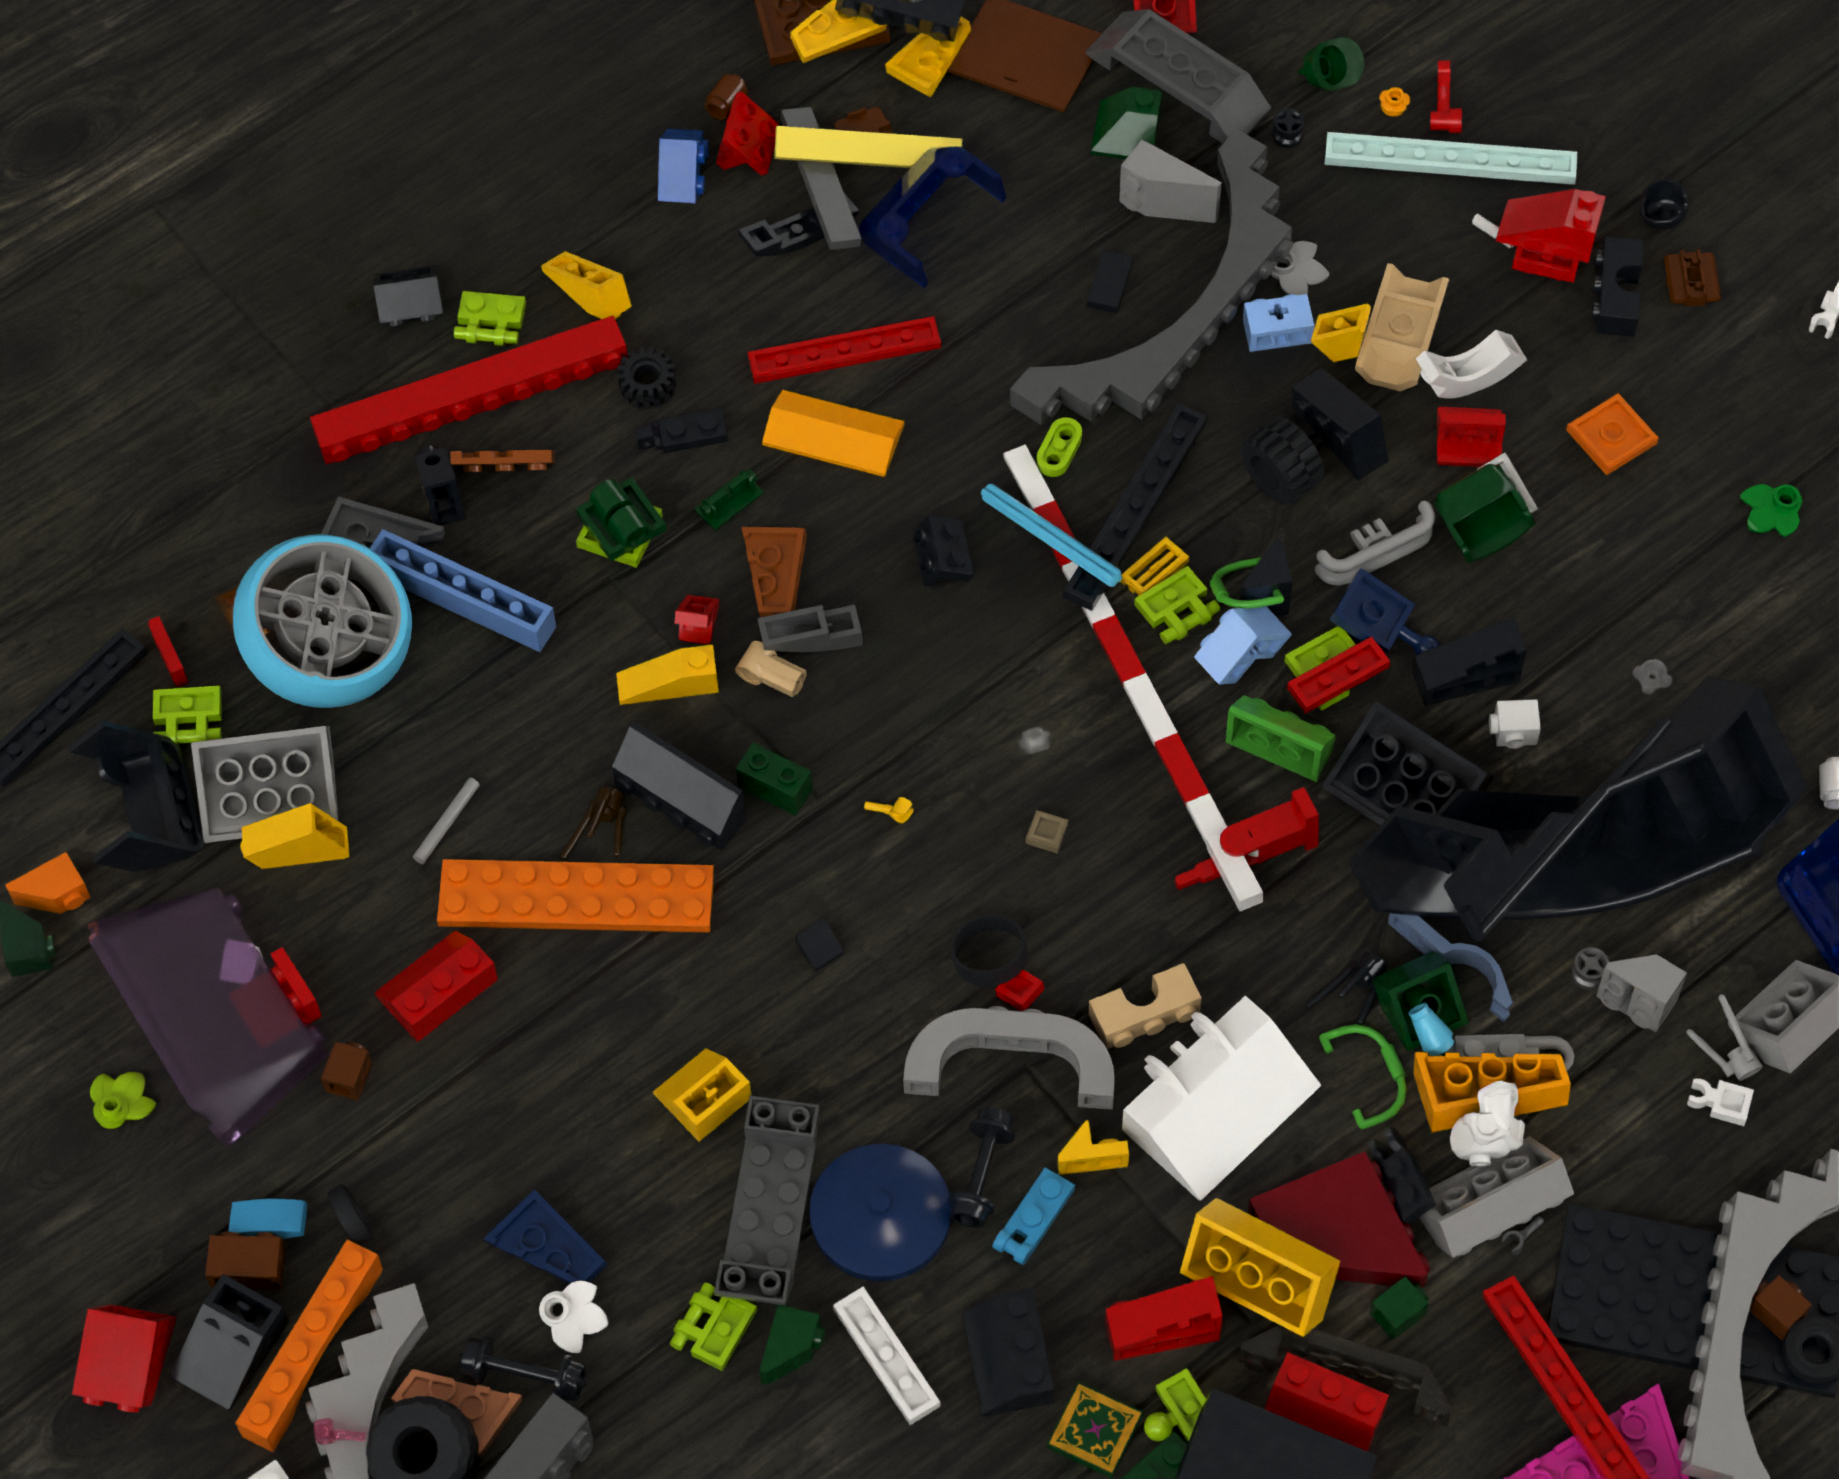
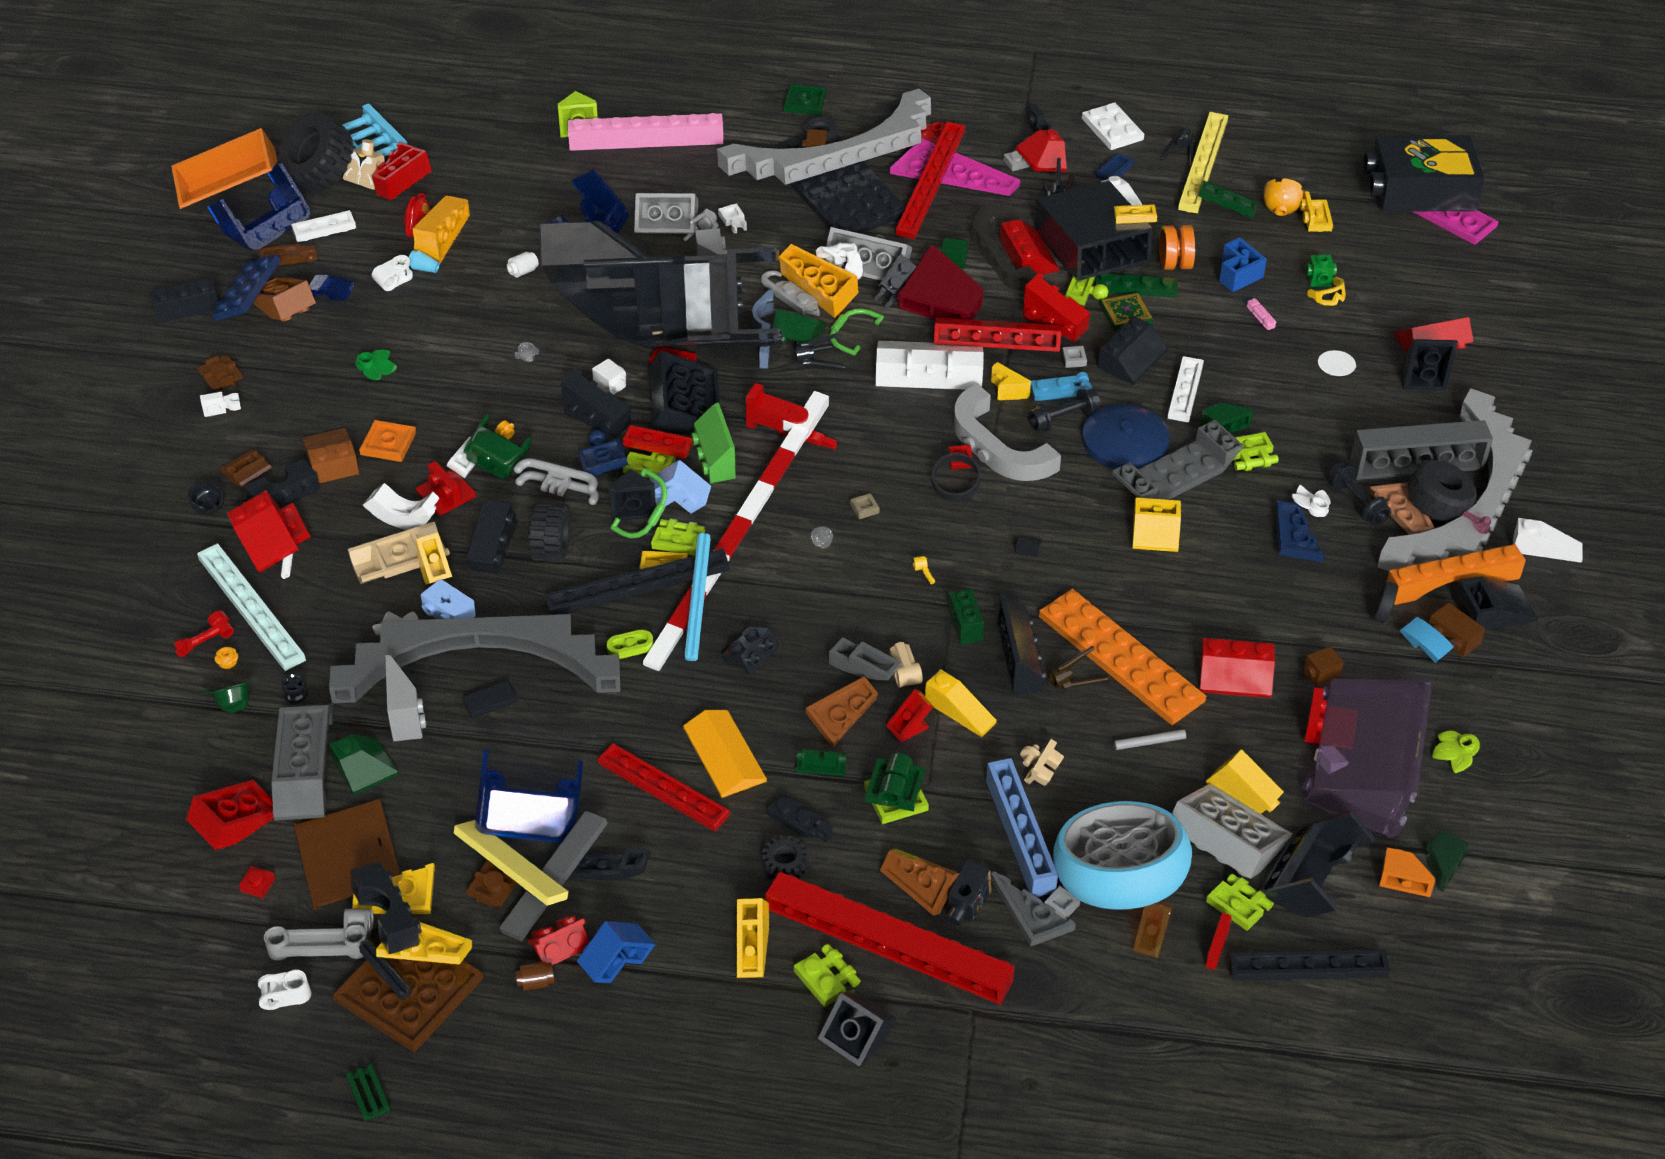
camera: 135 degrees left, 15 degrees down
(122, 1356) = (1553, 637): red slope -> none
(526, 682) = (1038, 771): none -> tan hips
(1068, 1277) = (1074, 356): none -> light grey plate
(1121, 1022) = (901, 403): tan arch -> none
(1168, 1224) = (997, 334): none -> red brick
(1260, 1266) = (997, 283): yellow brick -> none
(1431, 1030) = (816, 305): medium azure cone -> none
(1521, 557) = (505, 429): none -> light orange plate
(1643, 366) = (331, 455): none -> dark orange slope

